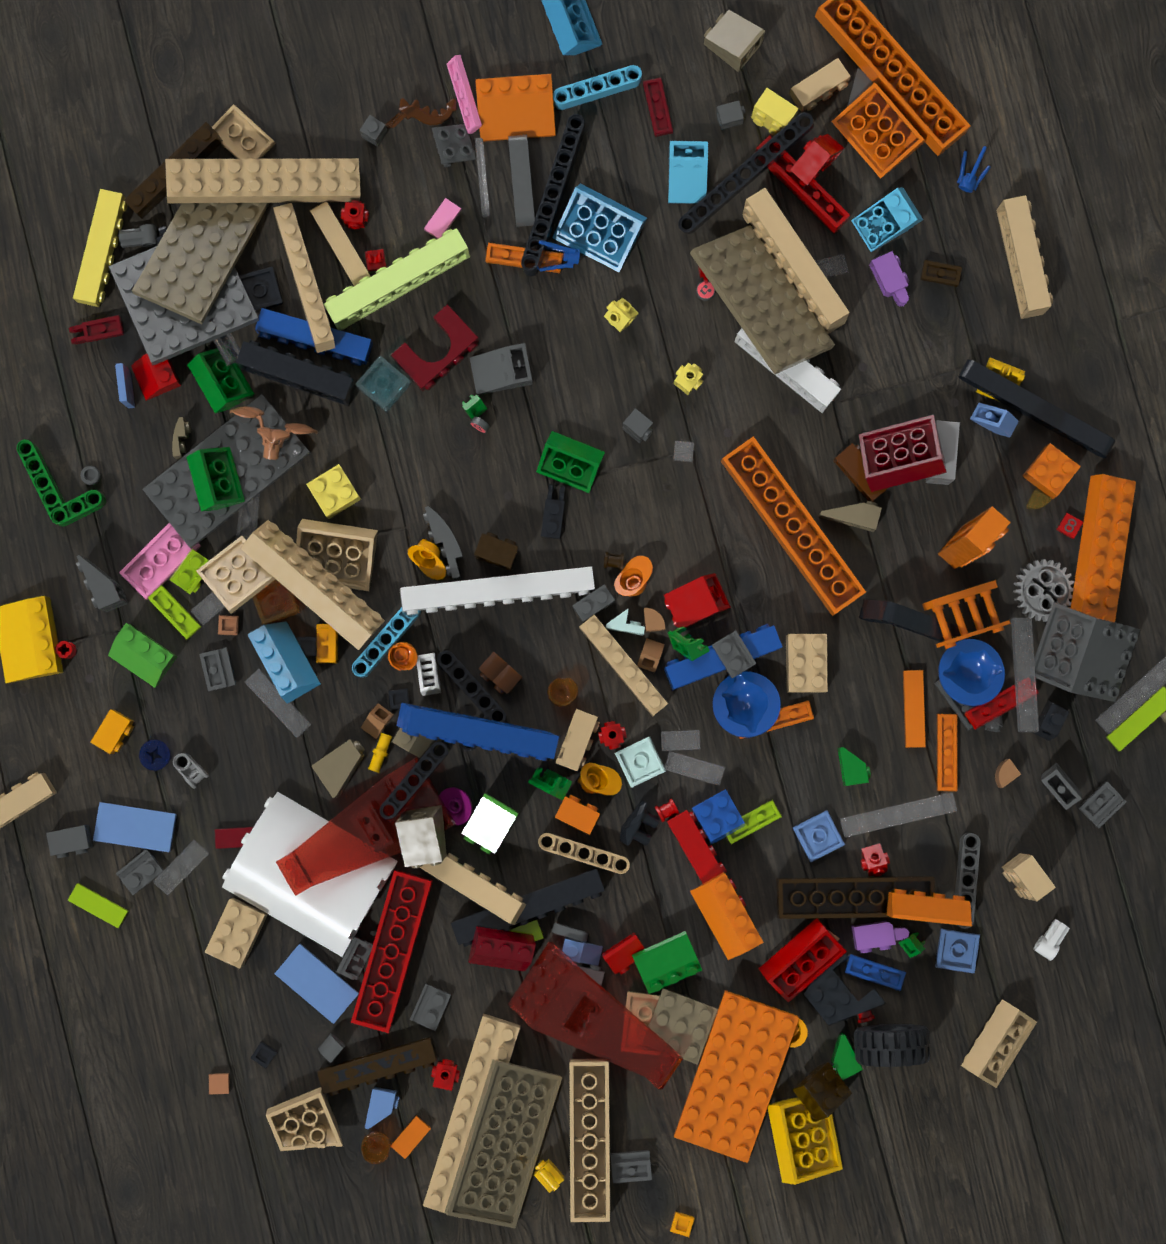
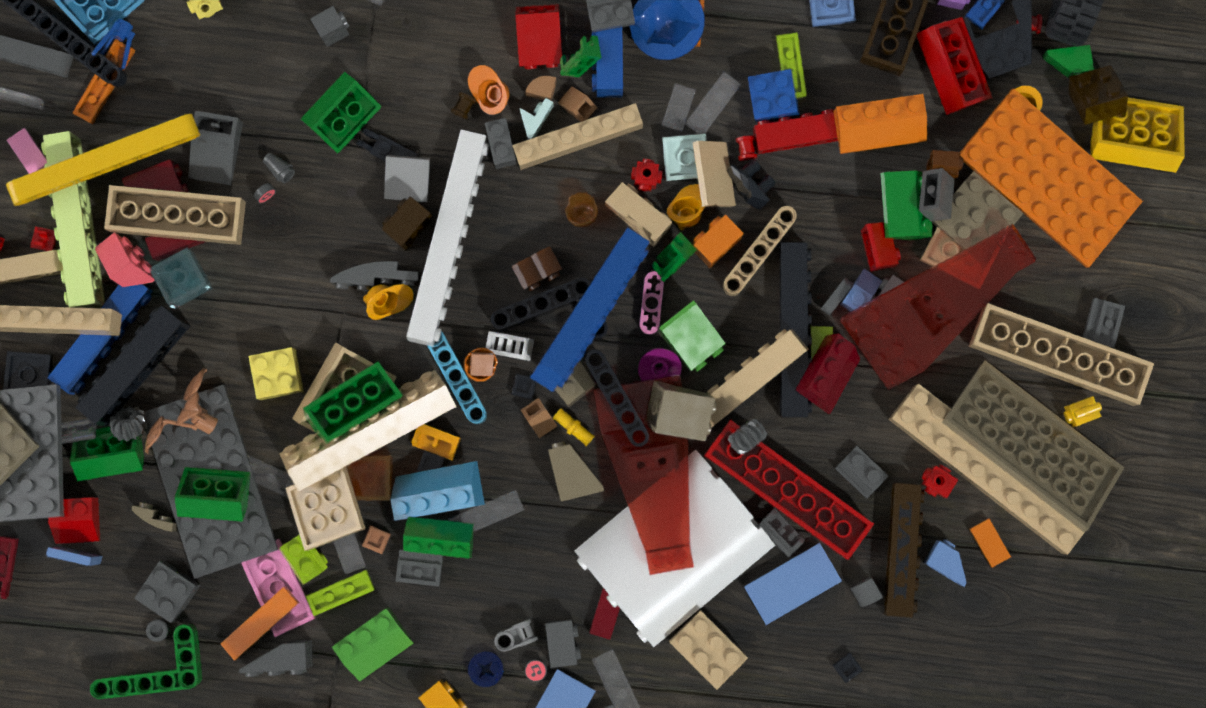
camera: 65 degrees left, 0 degrees up
(124, 471) = (167, 591): none -> dark grey brick
(125, 556) = (260, 623): none -> orange tile
(168, 796) = (535, 670): none -> coral tile
(197, 810) = (562, 643): none -> dark grey brick
(245, 676) = (438, 537): none -> green slope
(248, 387) = (128, 423): none -> dark grey gear
(304, 1122) = (935, 649): tan wedge -> none
(329, 564) = (351, 403): none -> green slope
(375, 1147) = (988, 583): clear orange hair -> none
(378, 333) = (124, 261): none -> coral slope
(402, 657) = (481, 364): none -> nougat tile
(420, 900) = (747, 436): none -> dark grey gear
(431, 360) = (175, 215): none -> tan brick
(454, 285) = (102, 159): none -> yellow beam
(474, 407) = (244, 190): green tile -> none
(495, 787) = (644, 318): none -> bright pink beam
(505, 428) = (279, 168): none -> dark grey cone
(535, 537) = (407, 178): none -> light grey tile
(632, 790) = (712, 174): none -> tan tile
(682, 1224) = (1181, 292): light orange tile -> none
(683, 985) = (936, 194): none -> dark grey brick
(711, 982) = (947, 160): none -> reddish brown brick

